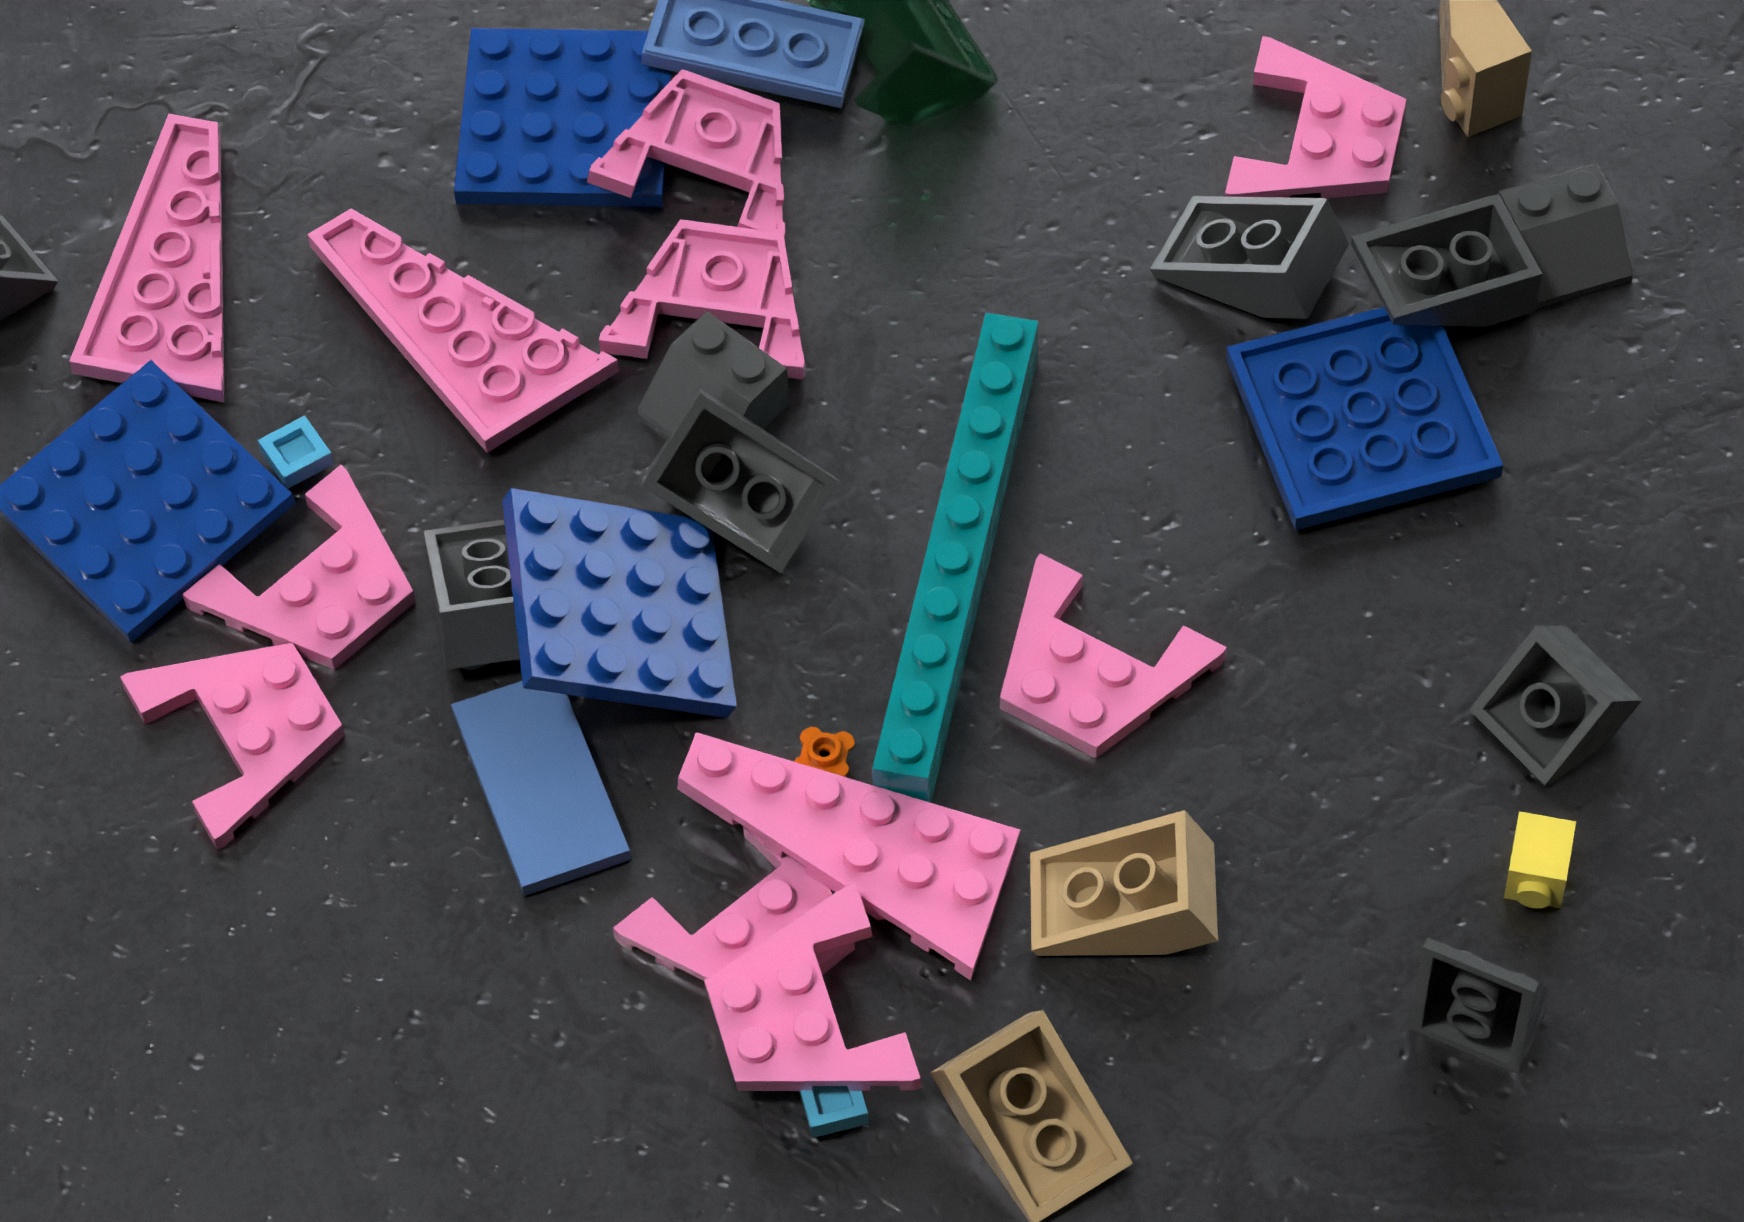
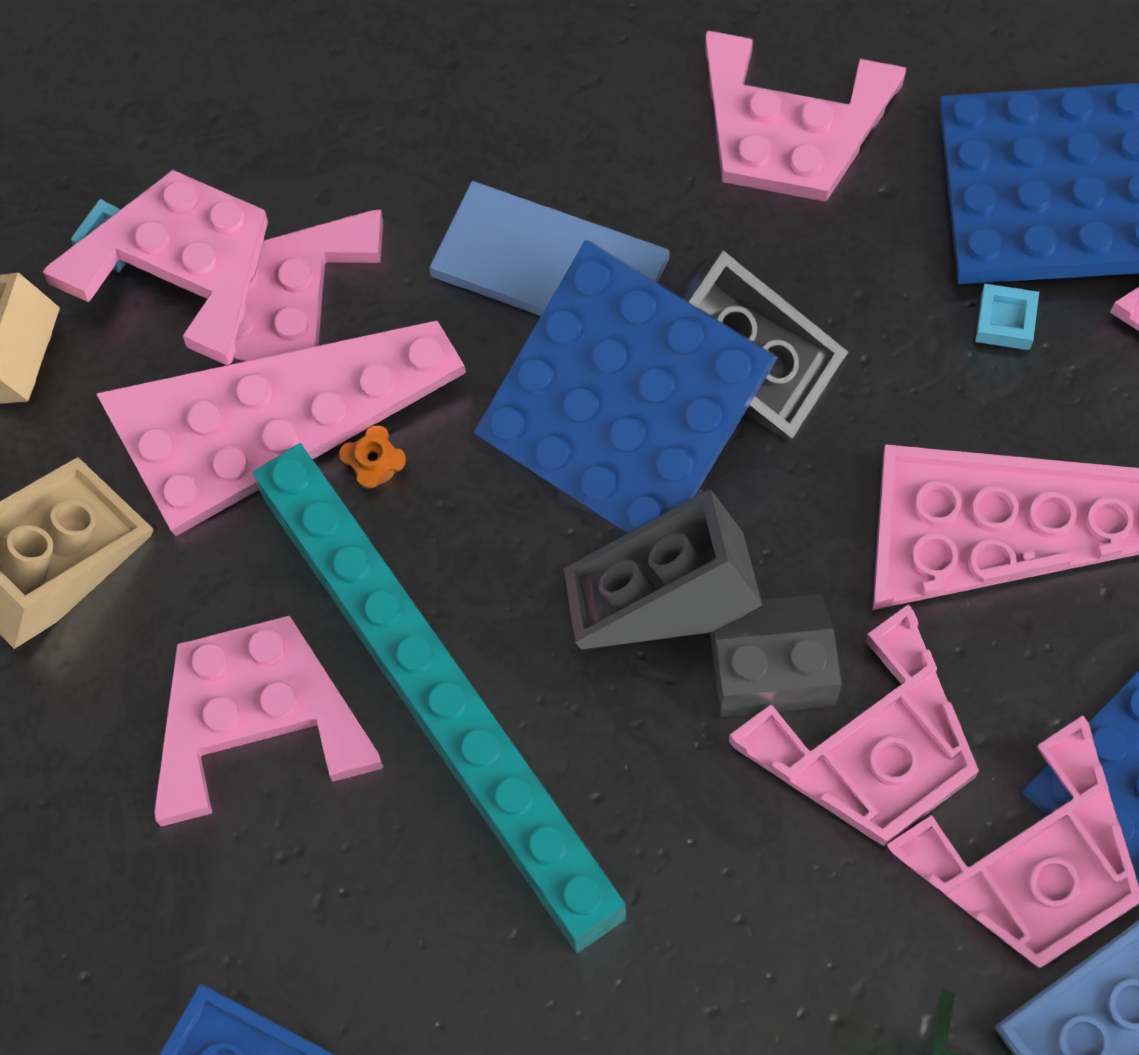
camera: 135 degrees right, 10 degrees up
(331, 597) = (849, 254): bright pink wing -> none

